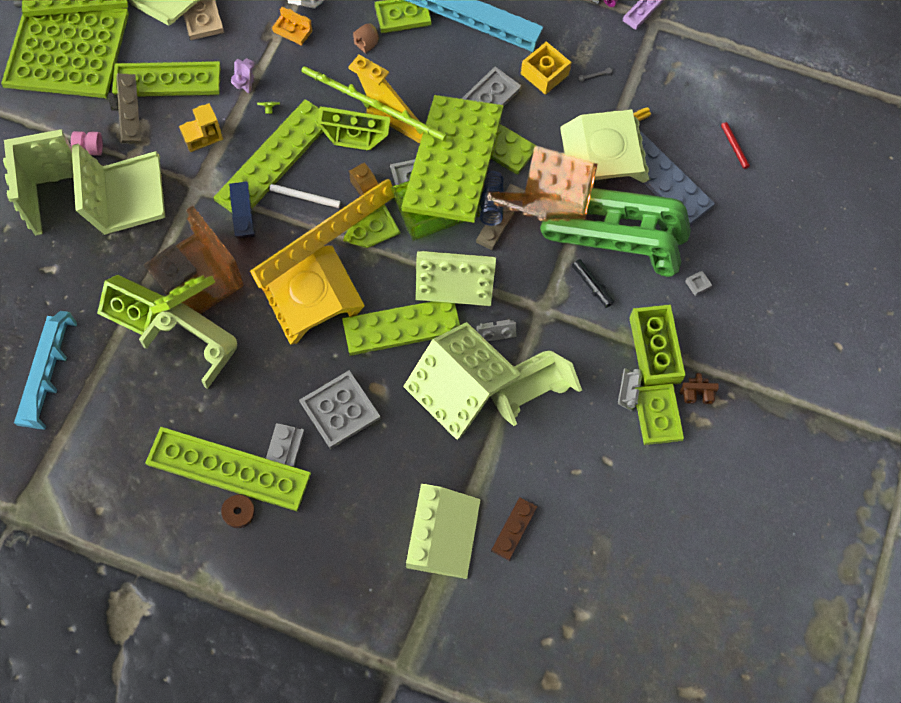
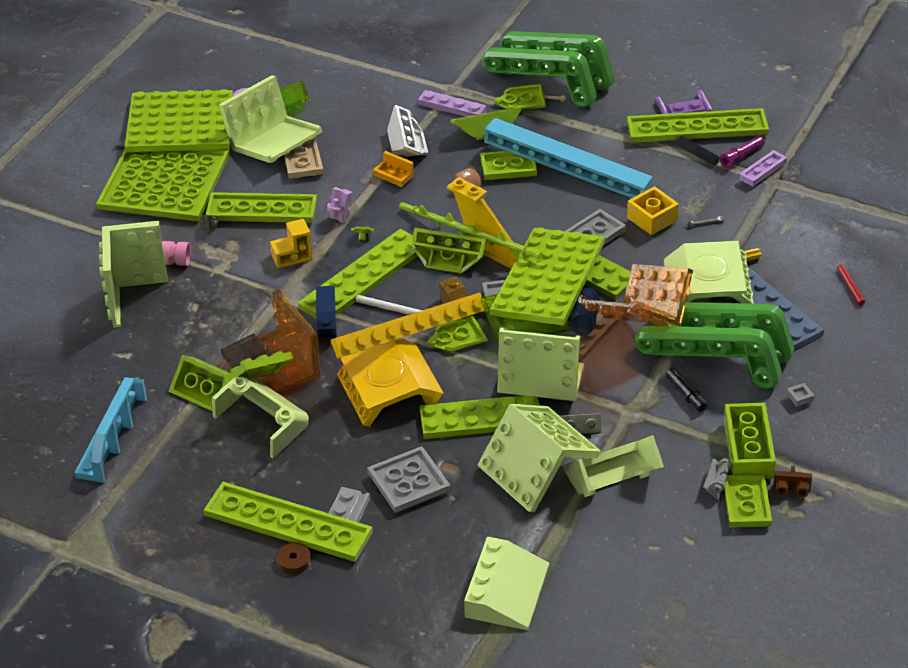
camera: 10 degrees right, 25 degrees down
(117, 193) = (206, 293): yellowish green bracket -> none
(128, 108) = (220, 227): dark tan plate -> none
(514, 529) = (582, 589): reddish brown plate -> none

